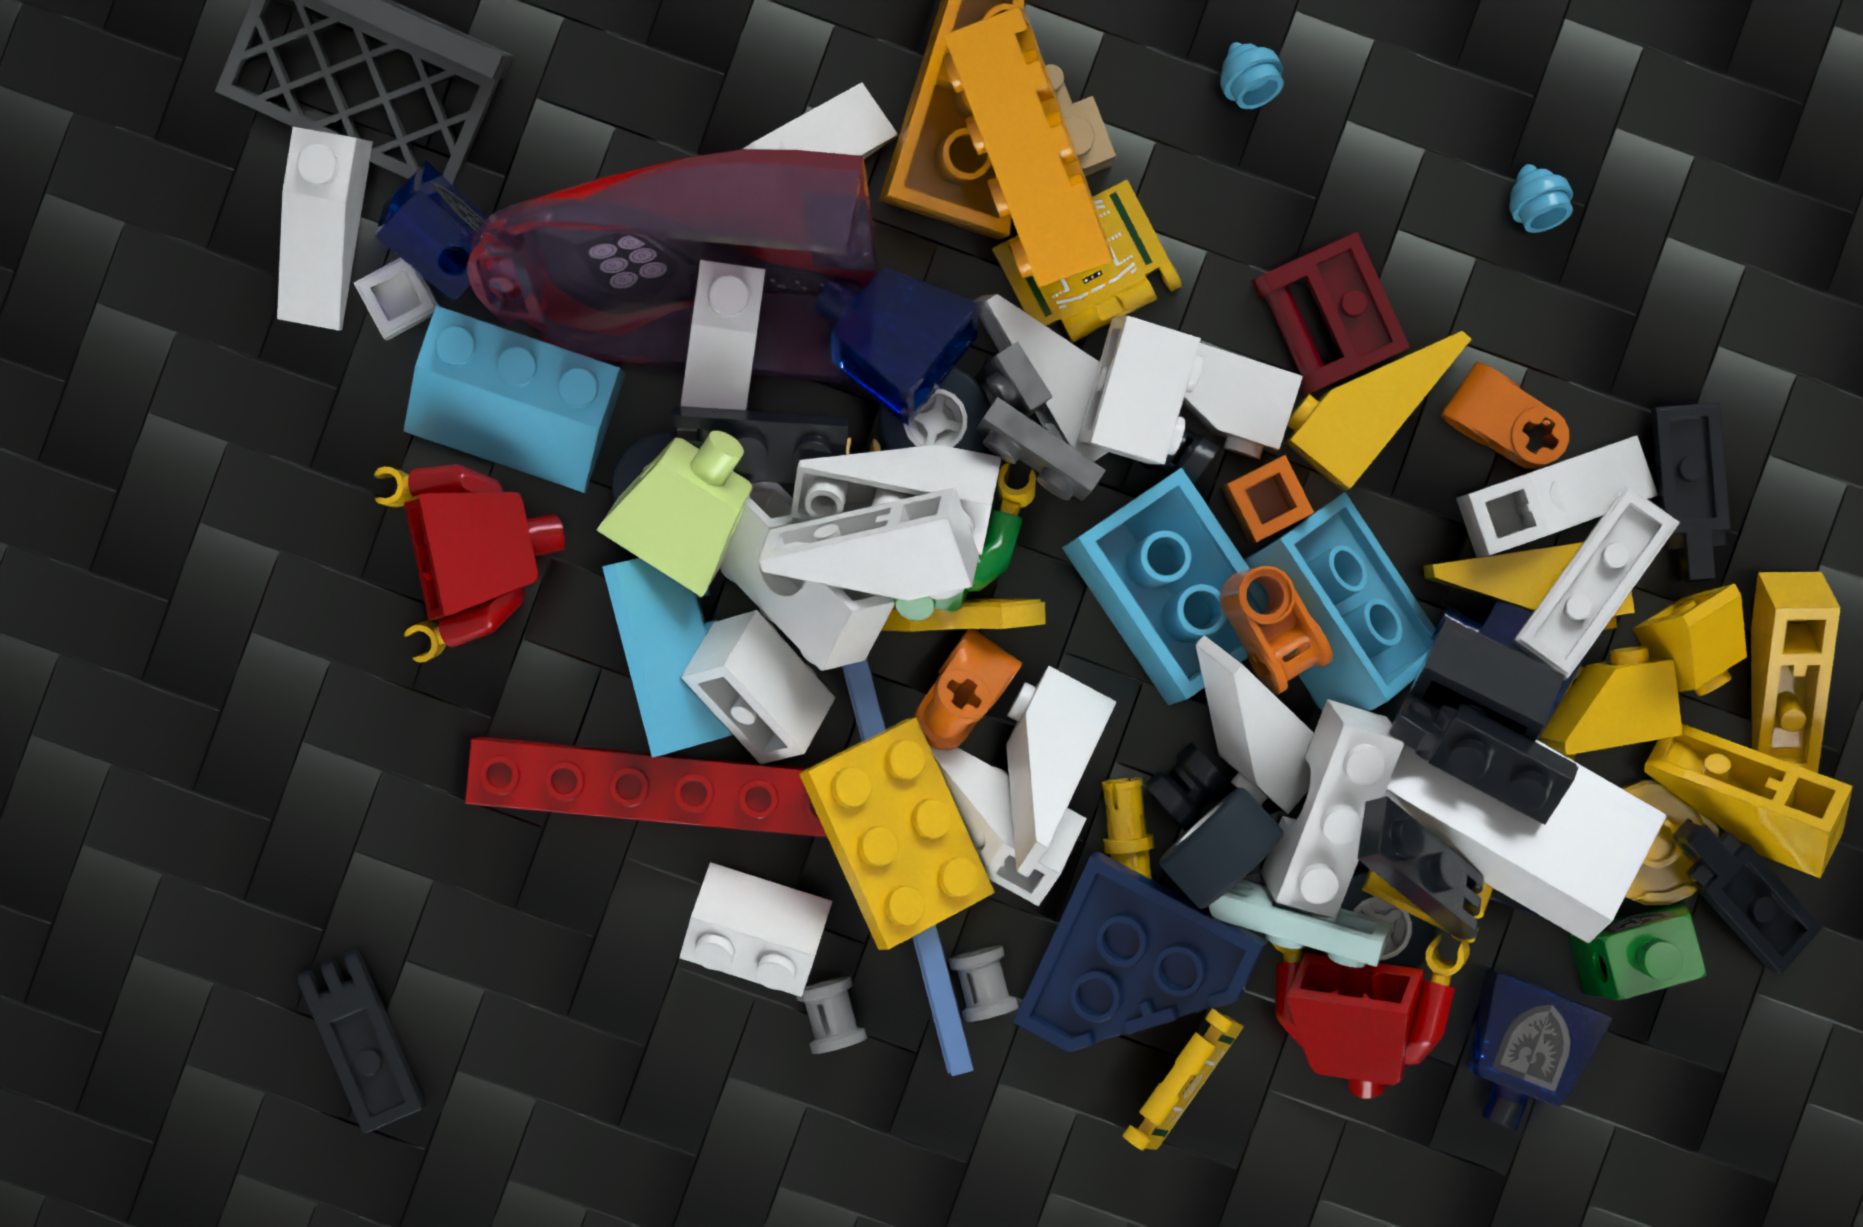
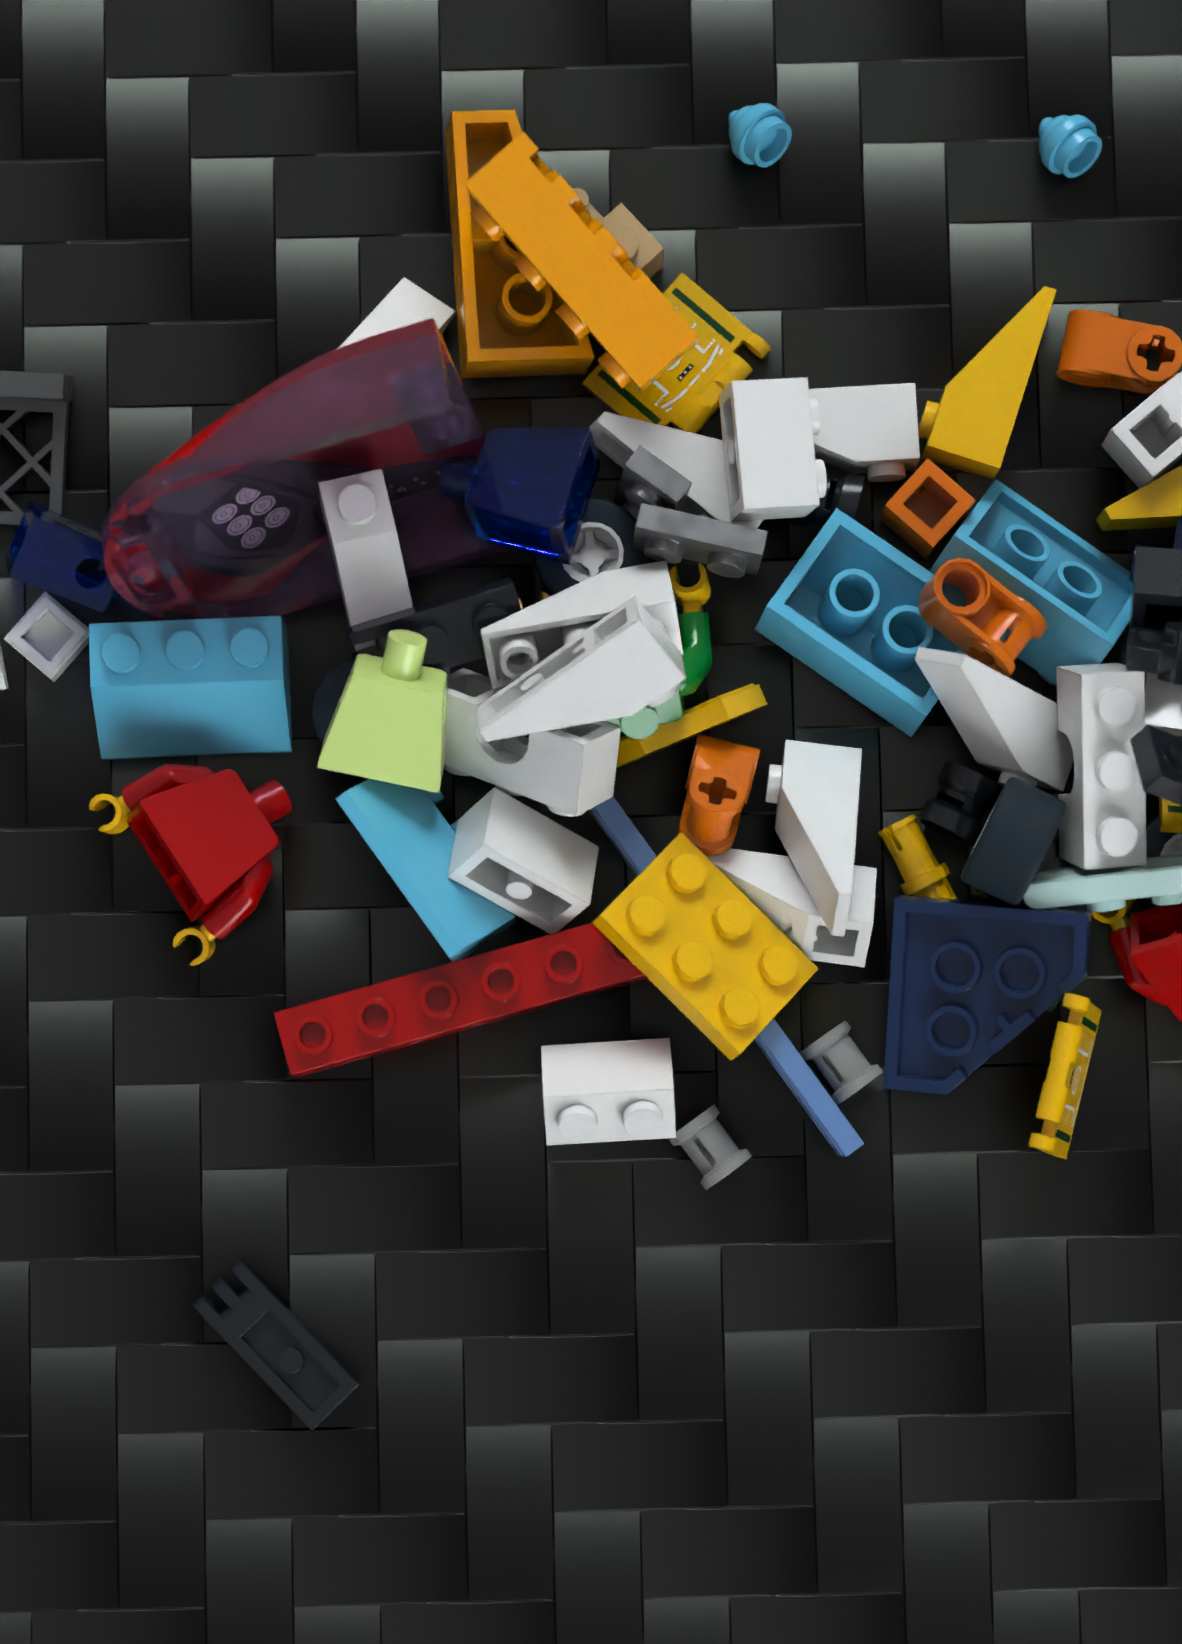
camera: 15 degrees left, 5 degrees down
(1349, 303) = (930, 304): dark red plate -> none

